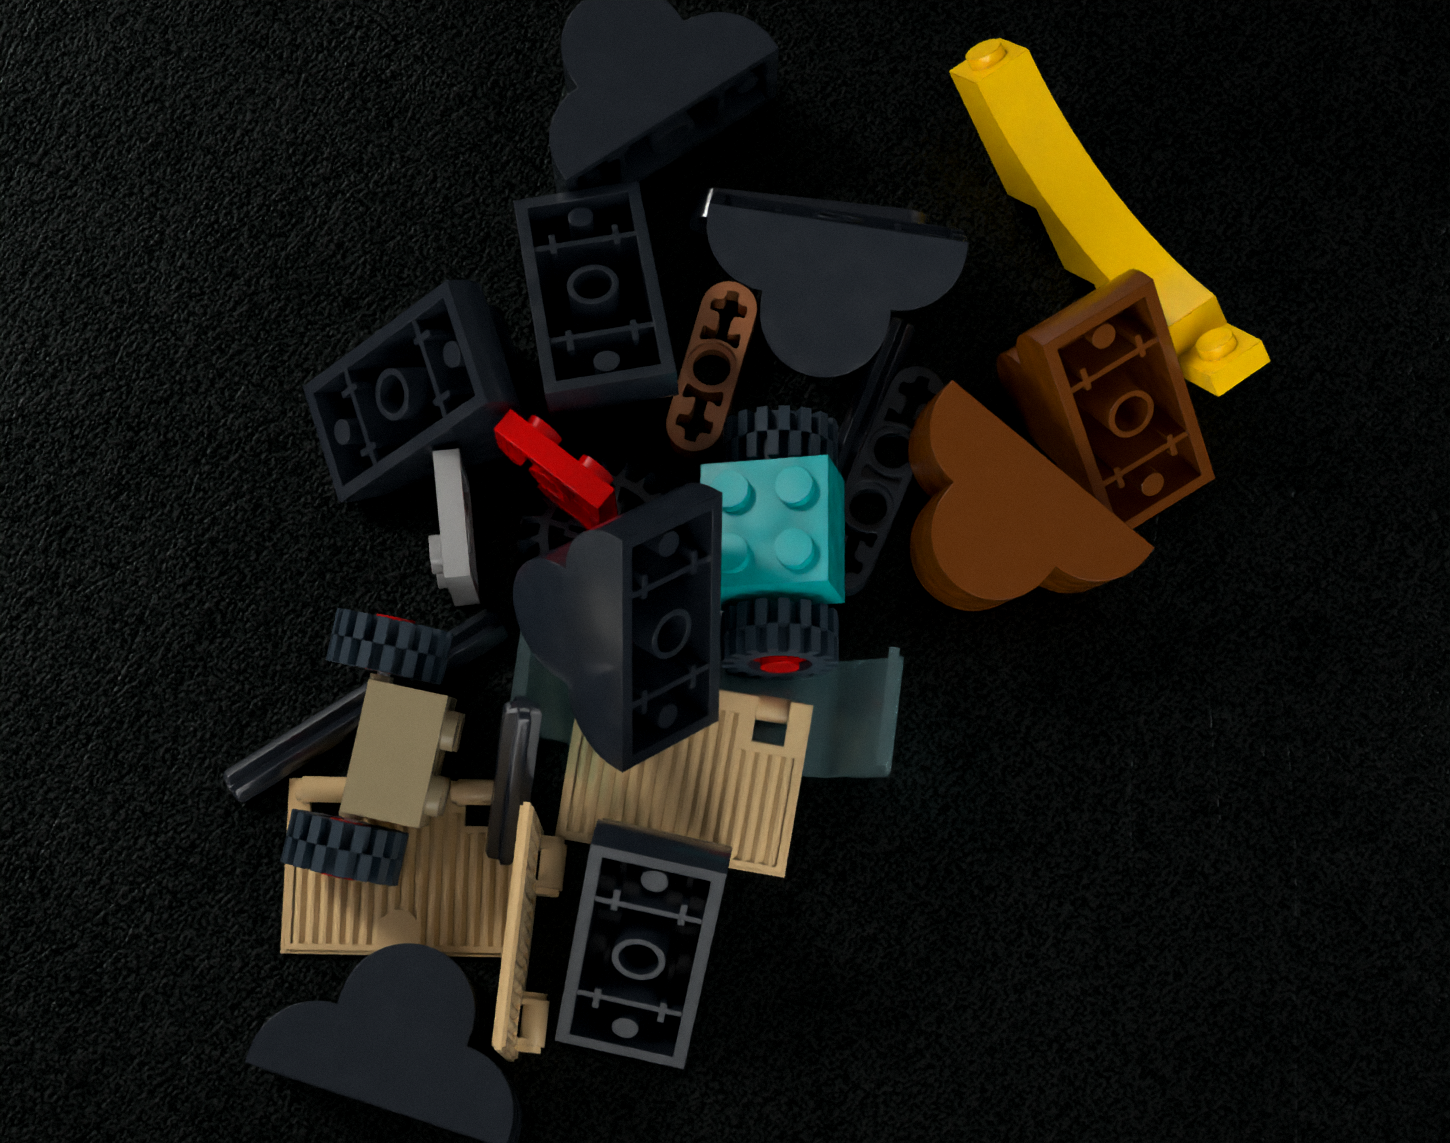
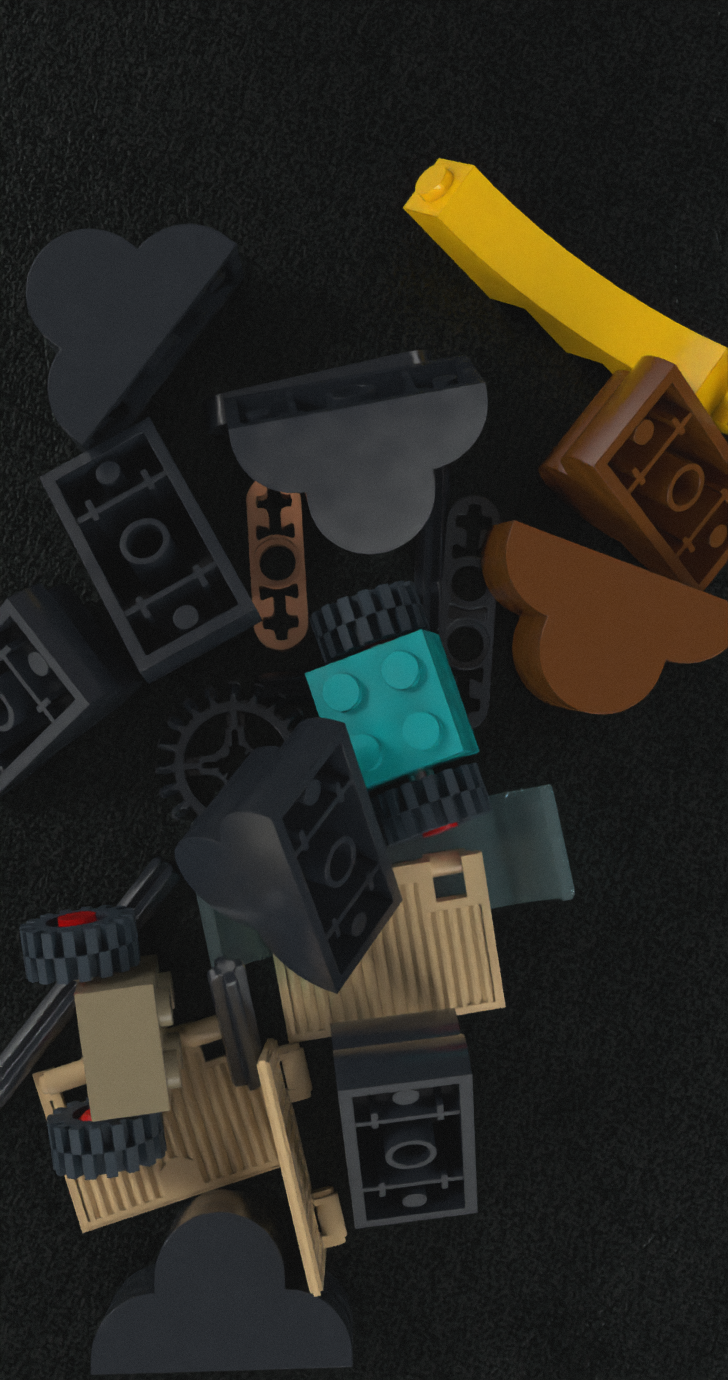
camera: 20 degrees left, 10 degrees up
(454, 548) = (107, 825): light grey plate -> none
(571, 484) = (203, 737): red plate -> none

